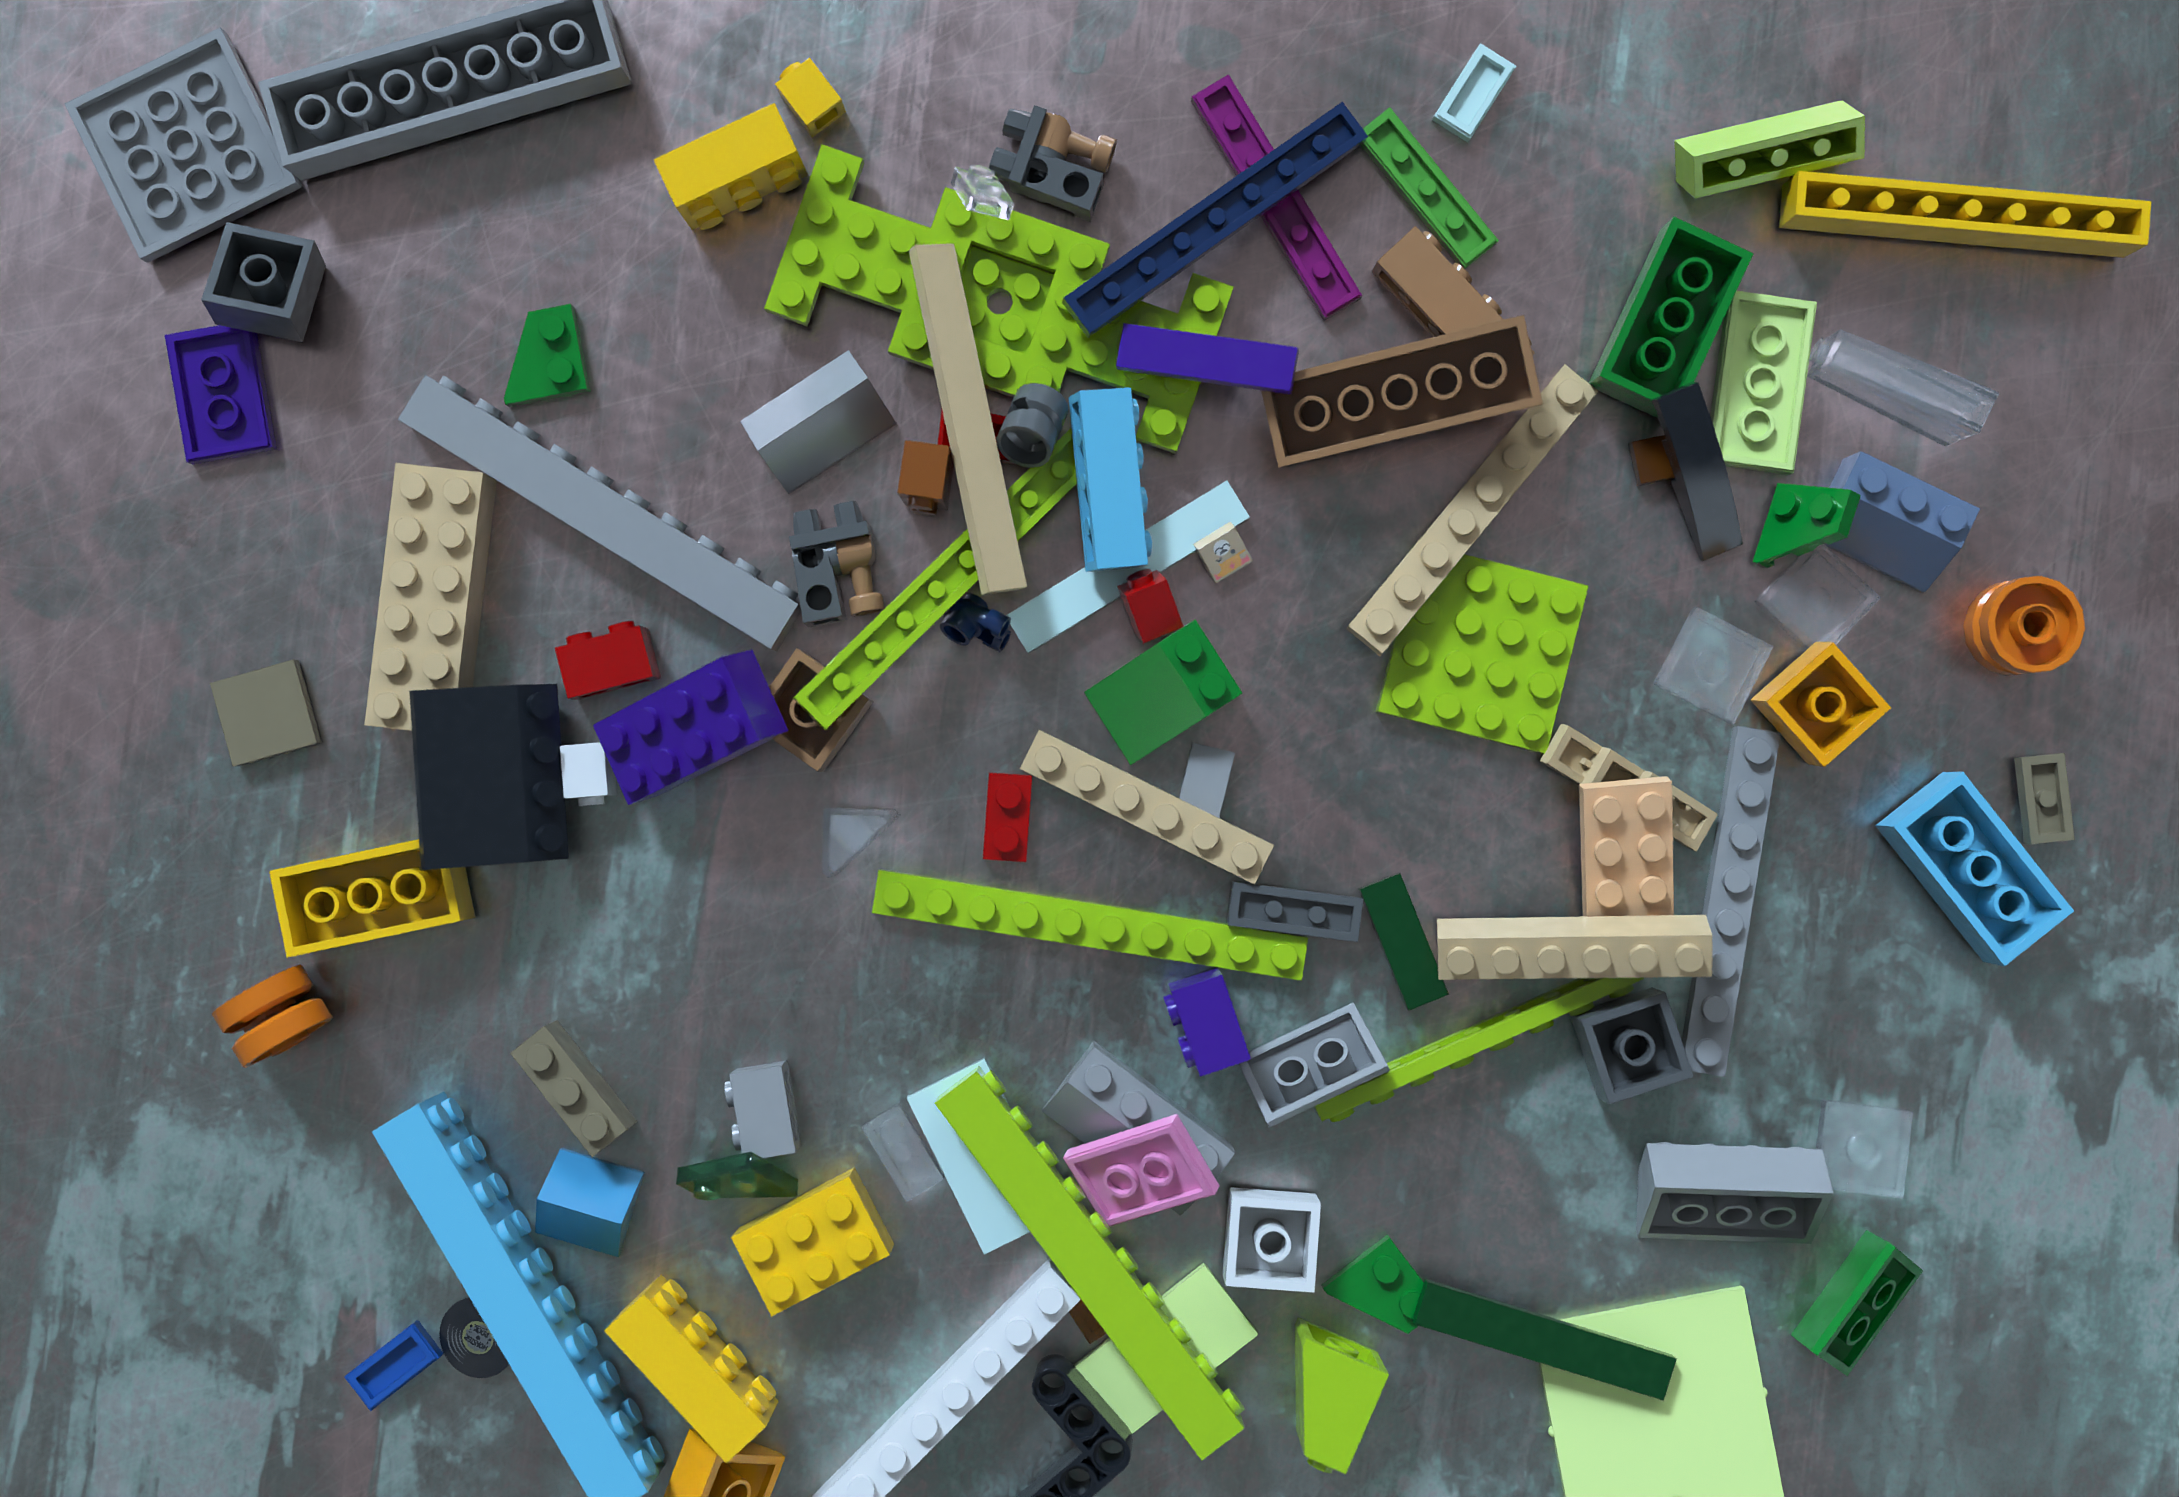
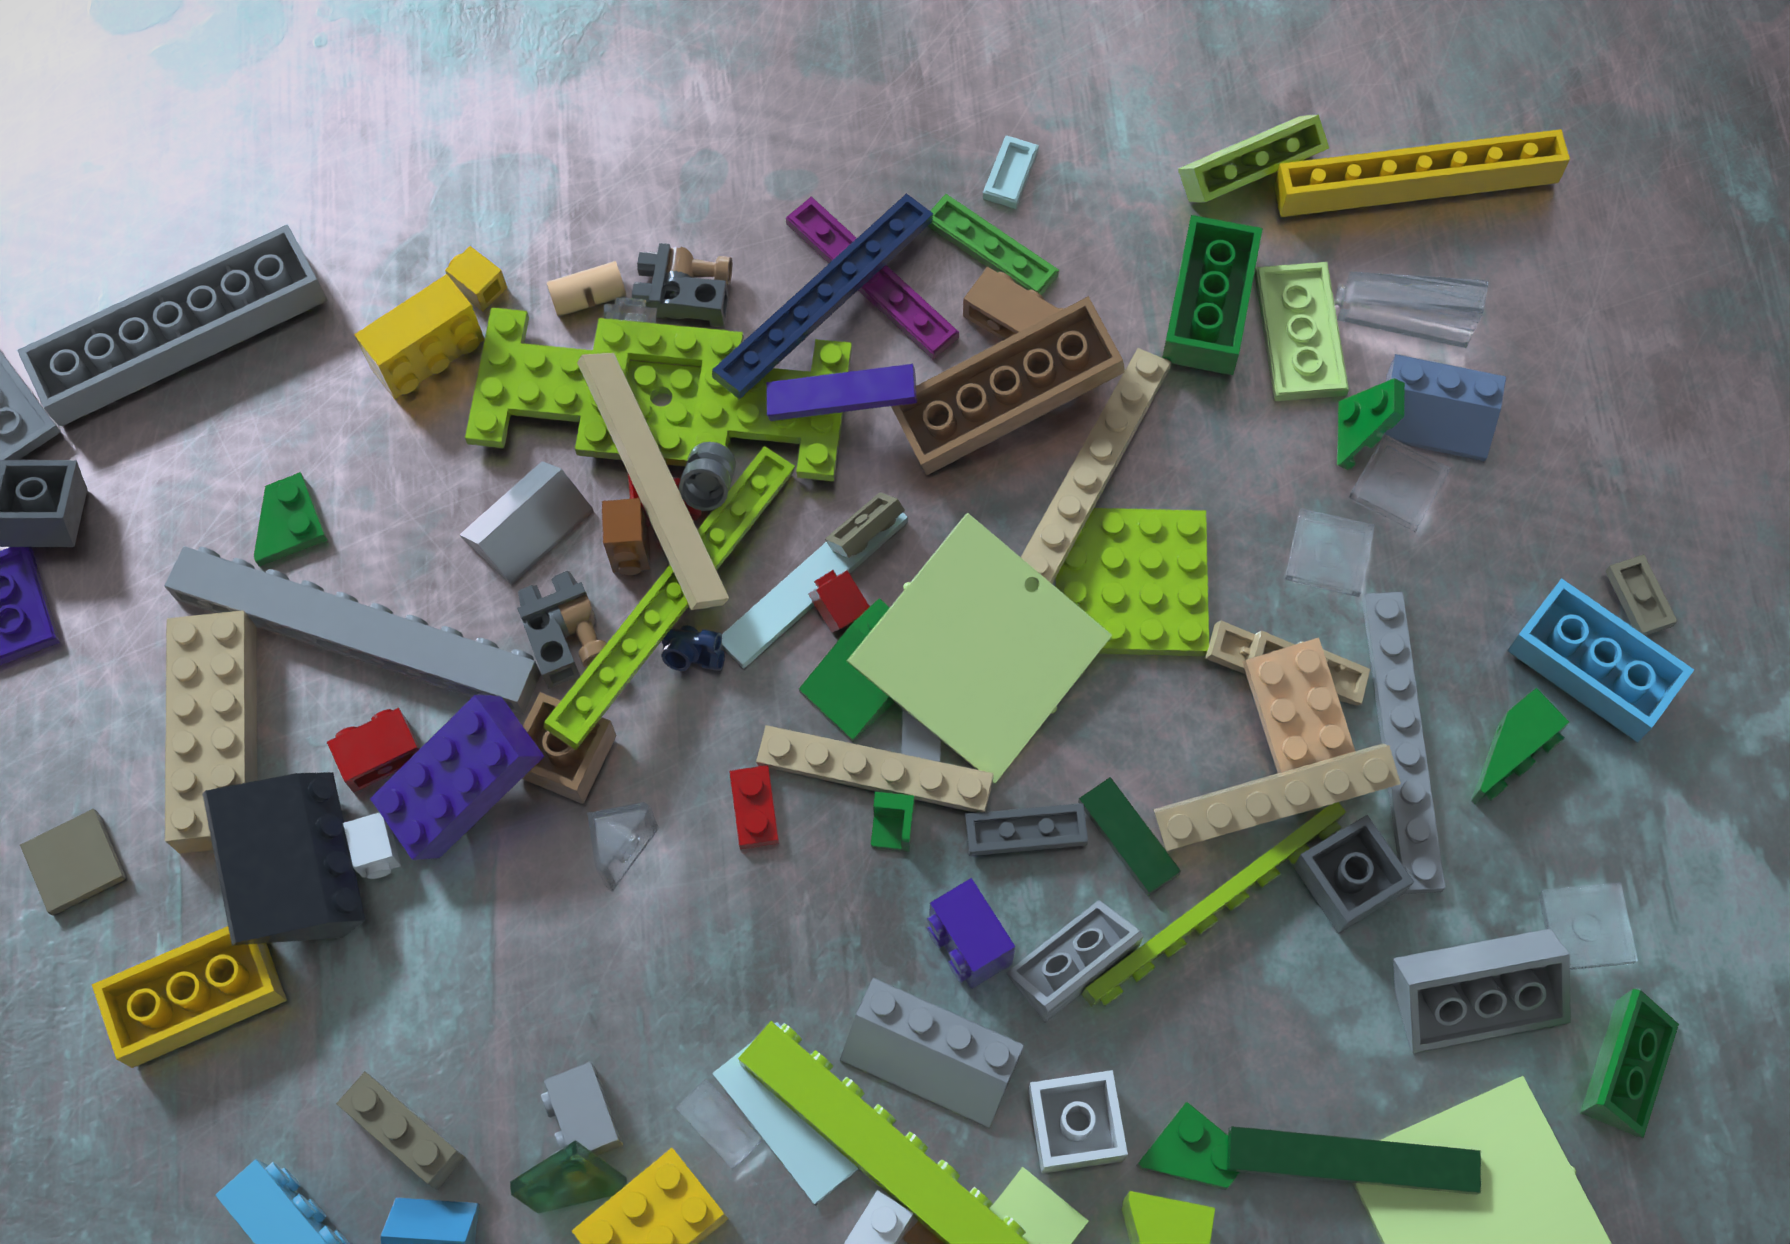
camera: 15 degrees left, 20 degrees down
(271, 1016) = (108, 1120): orange wheel -> none
(937, 140) = (586, 288): none -> light nougat pin
(1089, 924) = (843, 883): lime plate -> none
(1109, 479) = (781, 505): medium azure brick -> none
(1141, 1171) = (942, 1081): bright pink tile -> none
(1153, 871) = (892, 821): none -> green panel
(1198, 522) = (866, 523): none -> dark tan plate
(1223, 552) = (891, 549): tan tile -> none
(1293, 703) = (979, 648): none -> yellowish green piece
(1650, 460) = (1233, 404): reddish brown tile -> none
(1698, 470) = (1270, 399): black slope -> none
(1820, 703) = (1426, 556): light orange brick -> none
(1854, 931) = (1519, 736): none -> green slope
(2024, 626) = (1574, 462): orange wheel -> none

